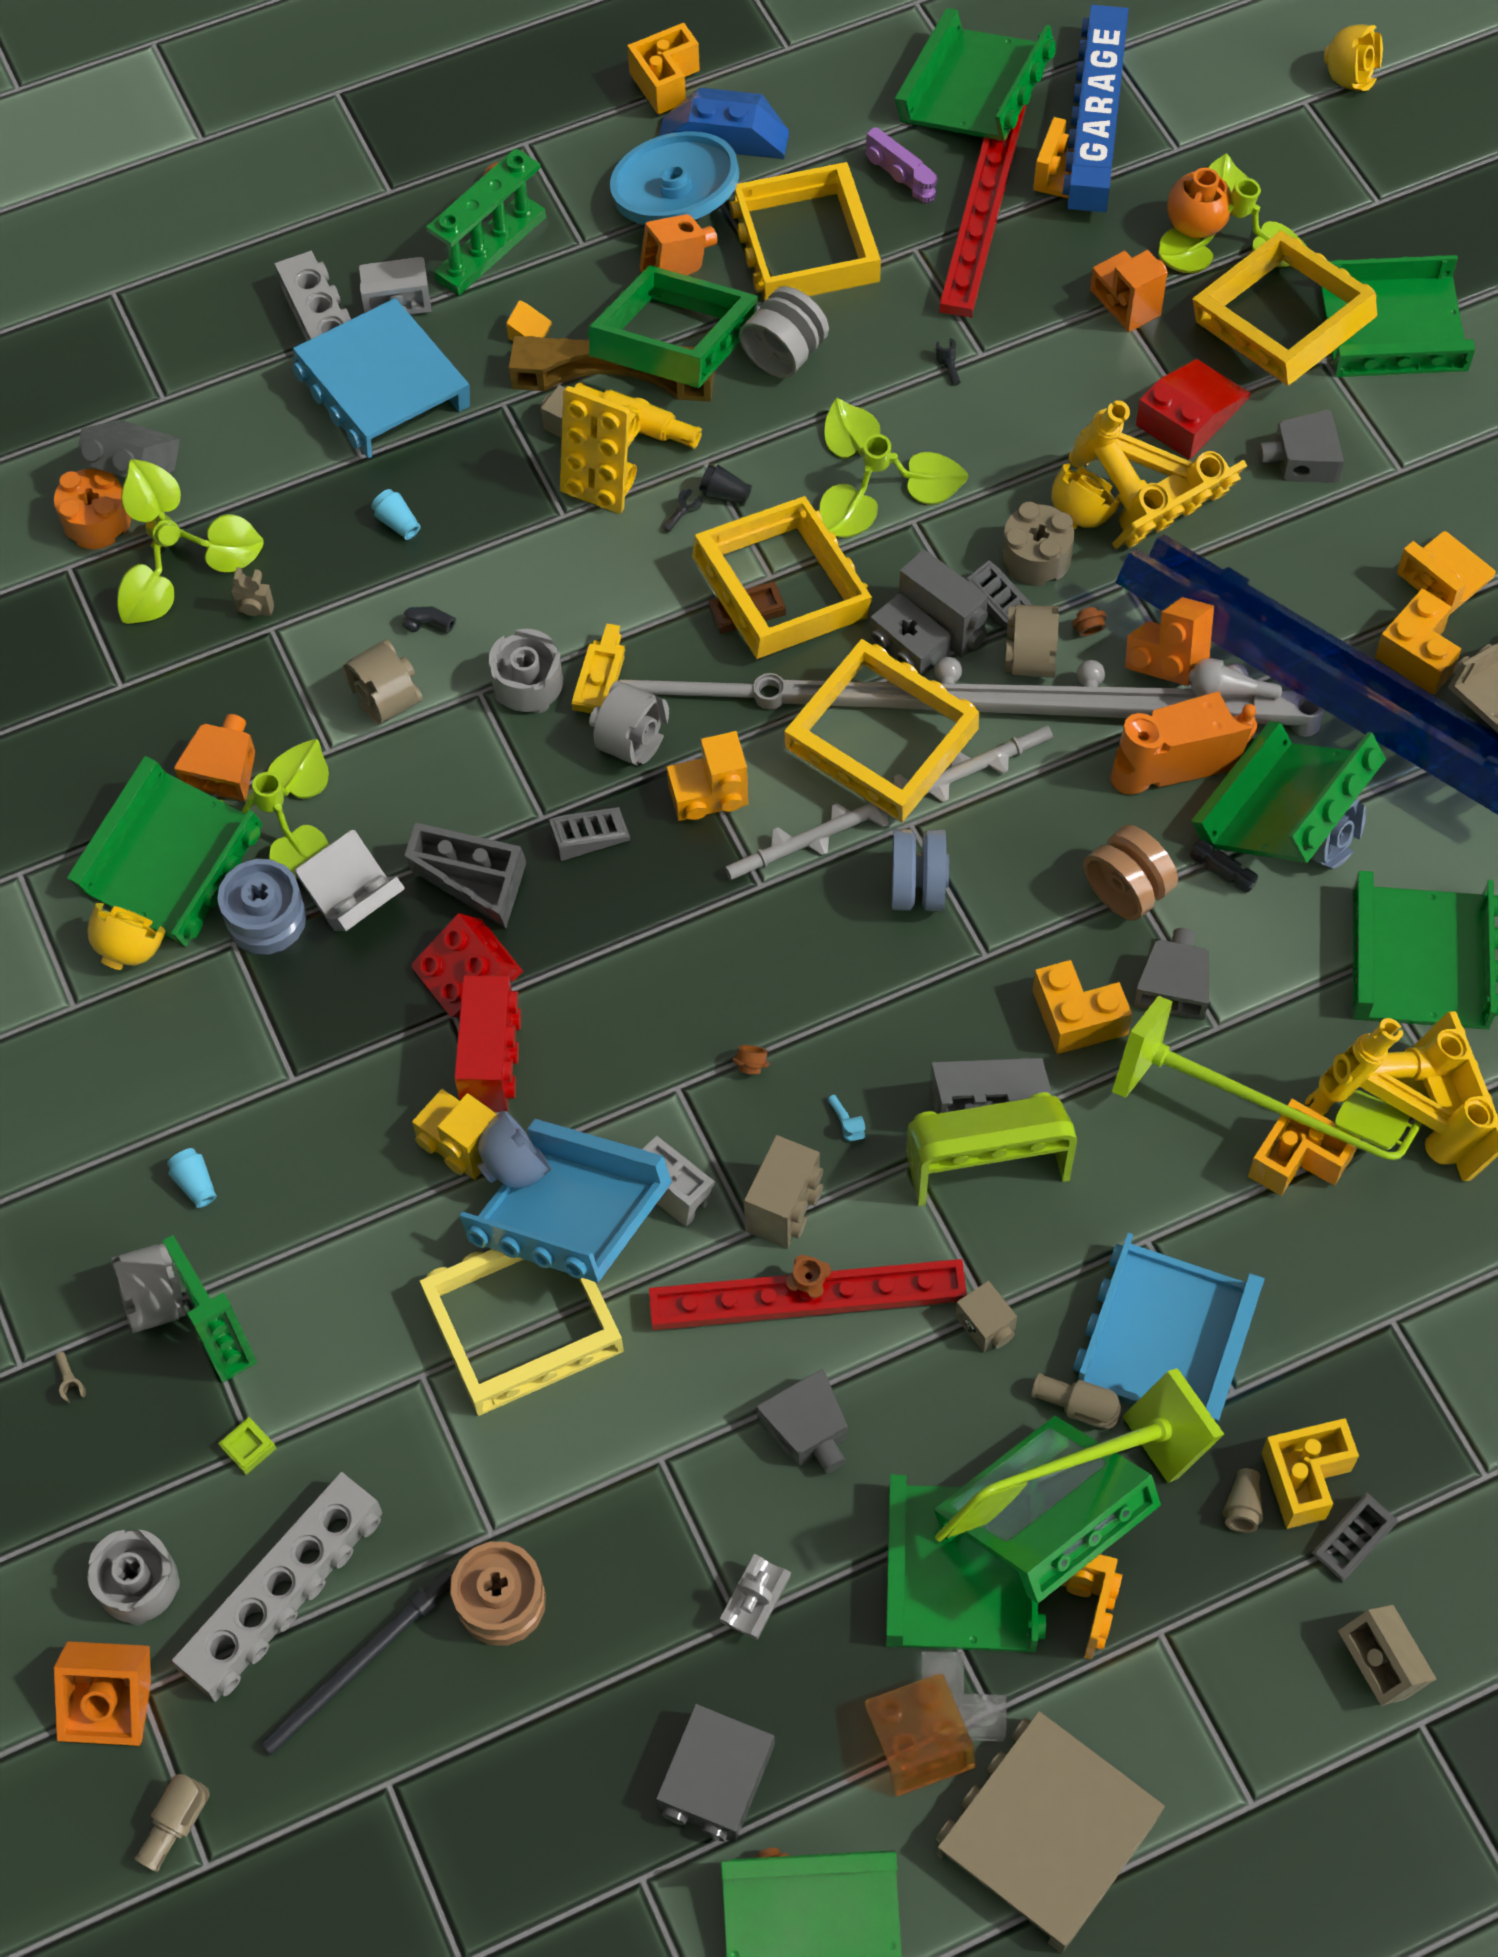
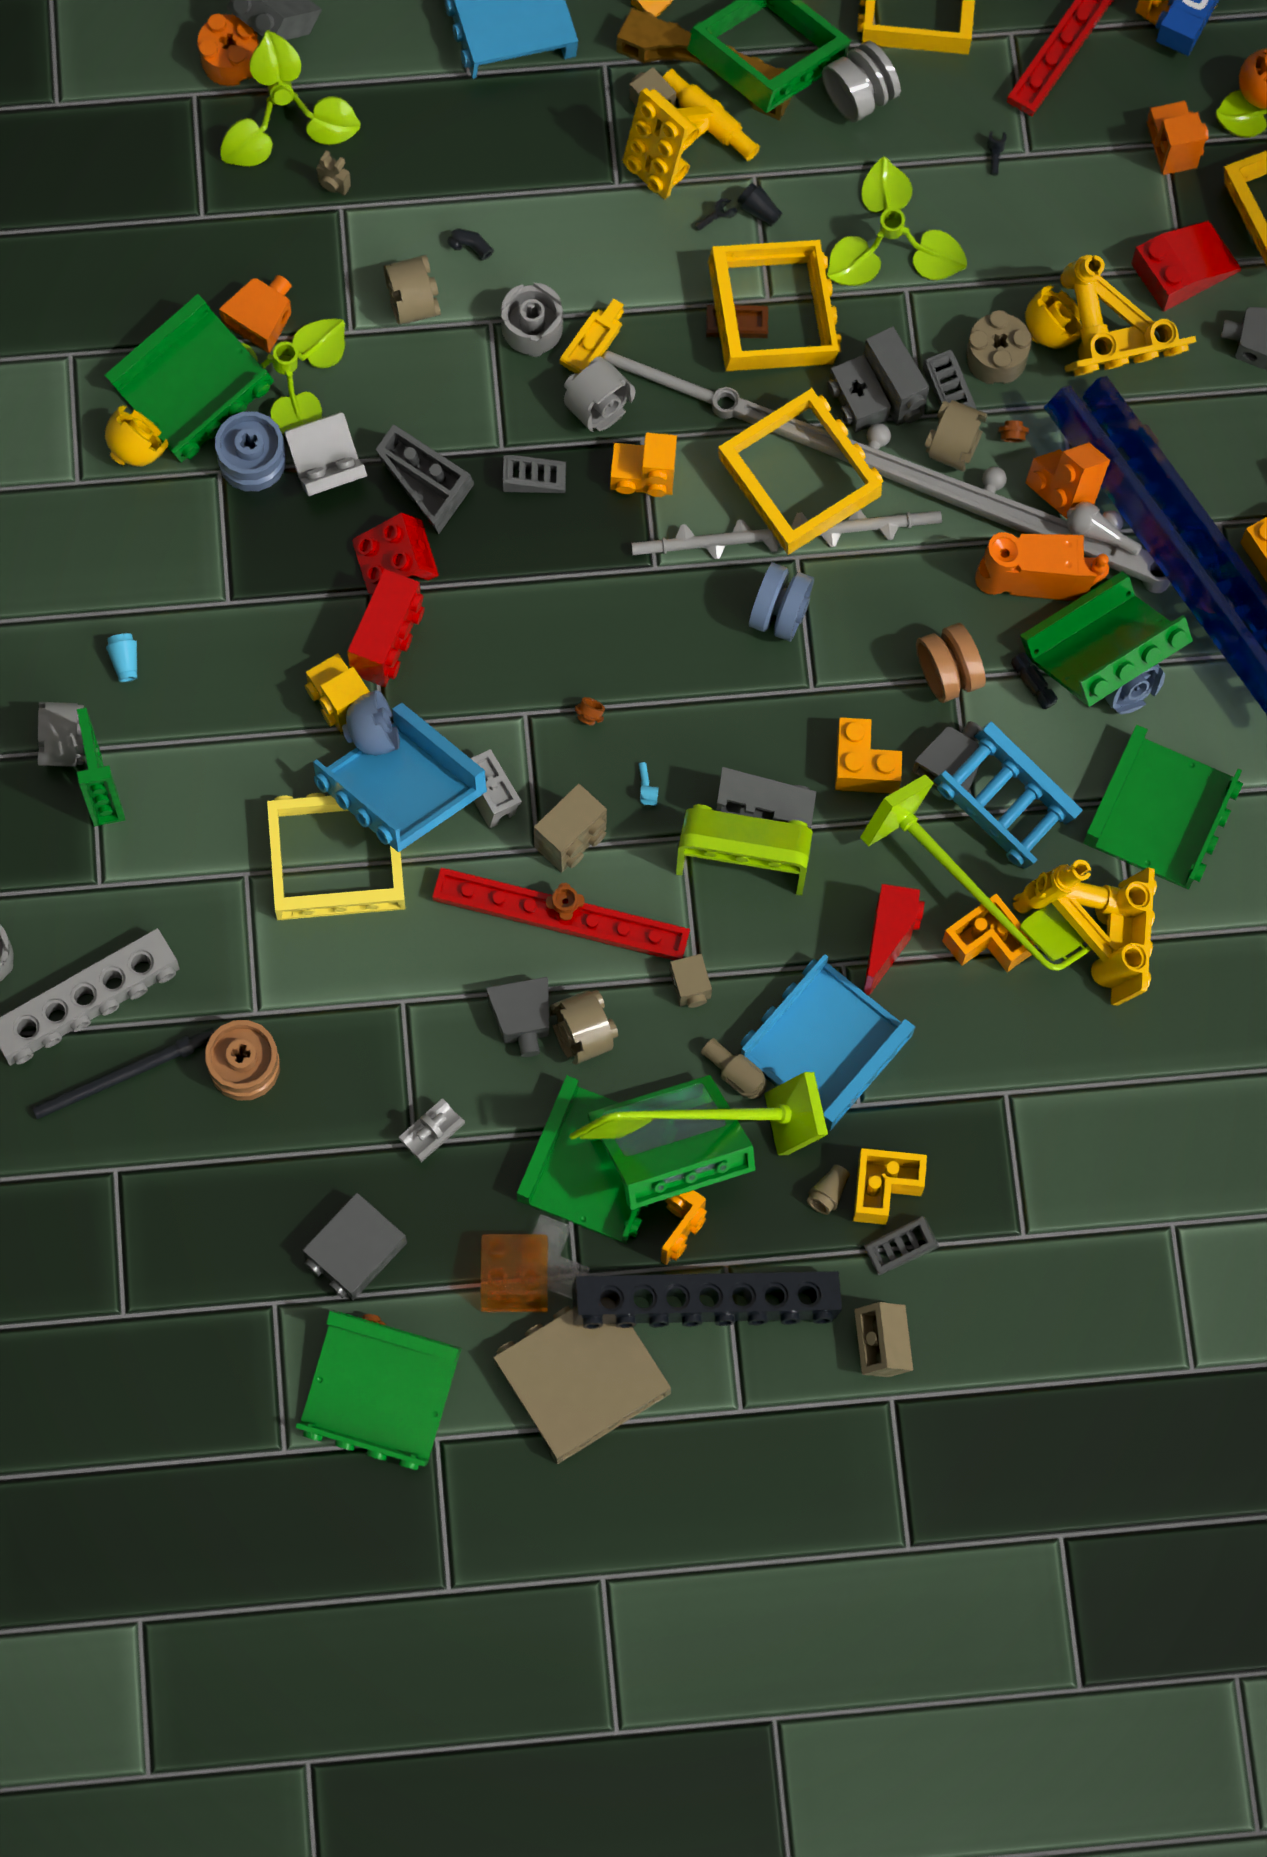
camera: 15 degrees right, 10 degrees up
(247, 1445) = (96, 882): lime tile -> none
(395, 513) = (477, 139): medium azure cone -> none
(886, 1411) = (583, 1026): none -> dark tan brick
(1187, 1171) = (895, 918): none -> red slope
(1269, 962) = (1037, 786): none -> dark azure fence
(1286, 1619) = (819, 1286): none -> black brick

